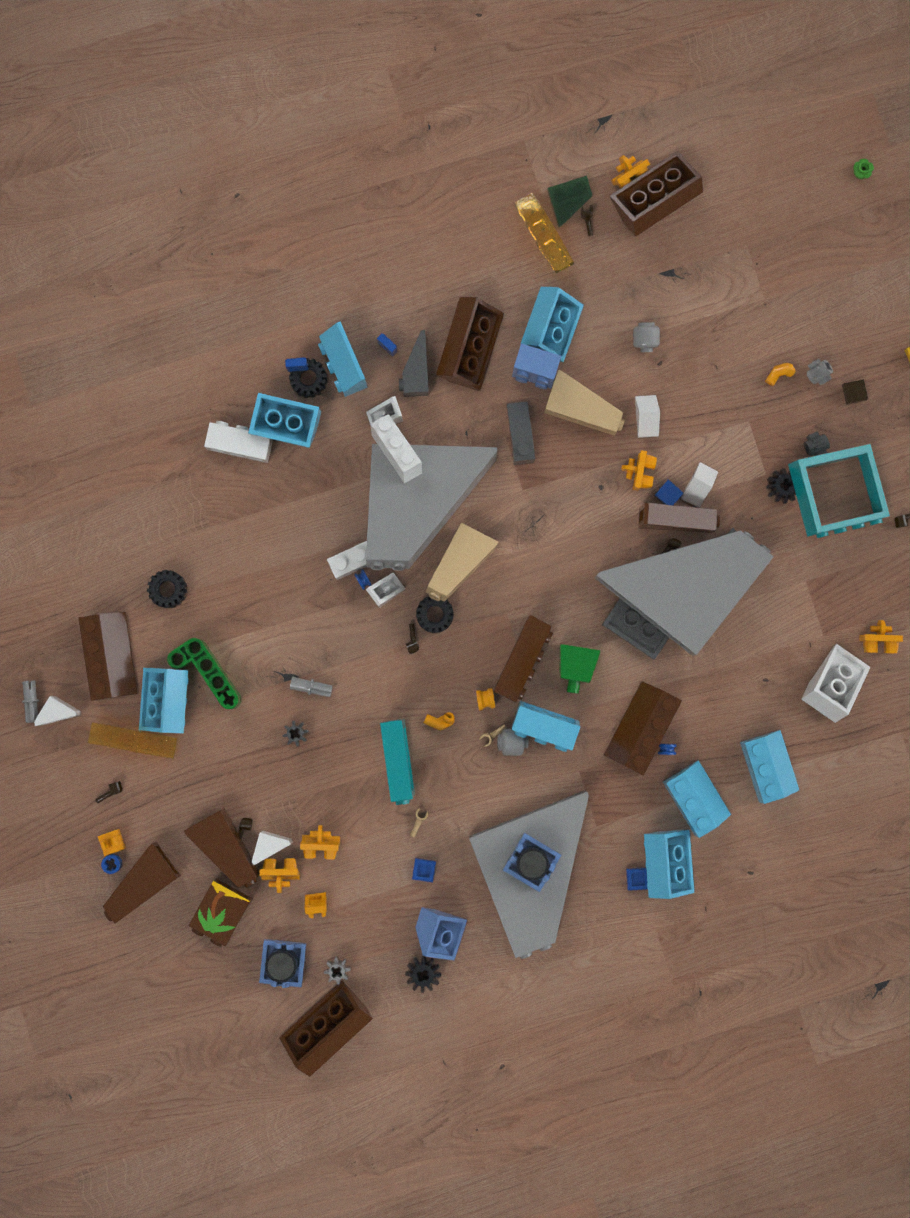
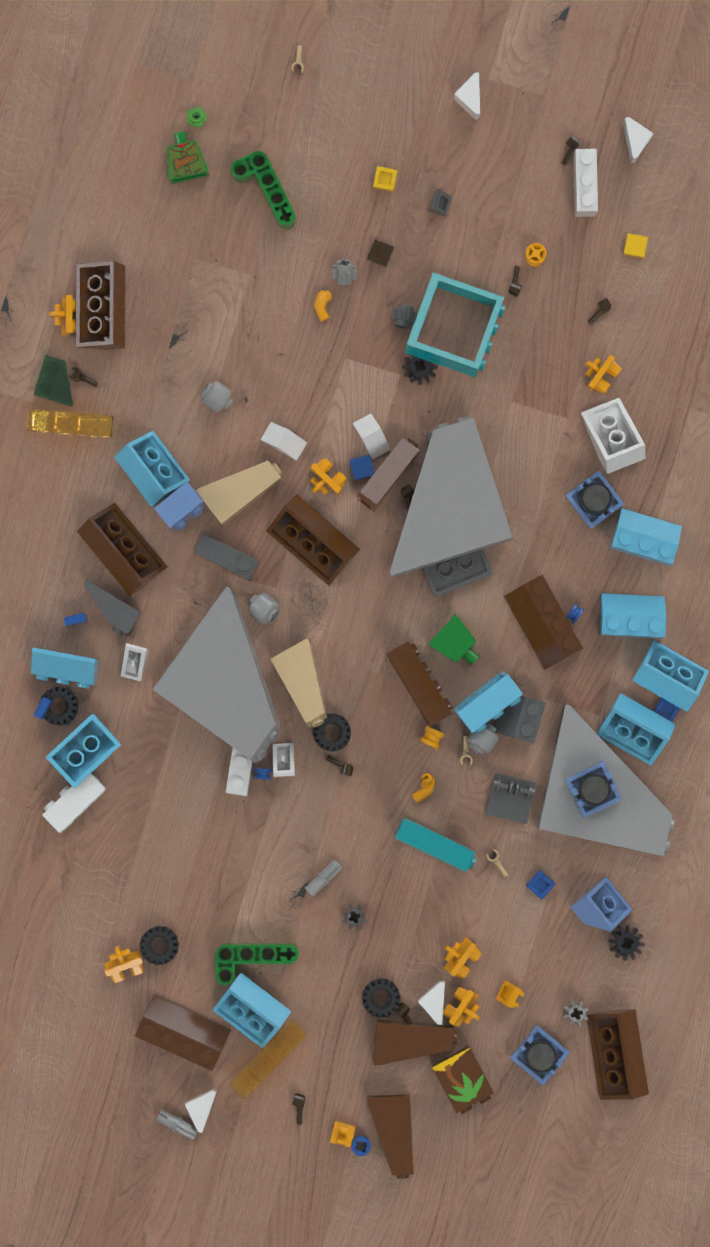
camera: 55 degrees left, 0 degrees up
(135, 568) = (121, 961): none -> light orange hips
(230, 800) = (381, 1011): none -> black tyre
(396, 448) = (172, 671): white brick -> none
(478, 798) = (510, 798): none -> dark grey hinge
(499, 491) = (264, 608): none -> light grey head
(549, 763) = (521, 719): none -> dark grey slope
(582, 493) = (312, 539): none -> reddish brown slope
(605, 864) = (636, 729): none -> medium azure slope
(772, 703) = (594, 500): none -> piece
(822, 183) = (185, 160): none -> green torso
(844, 267) = (268, 191): none -> green beam

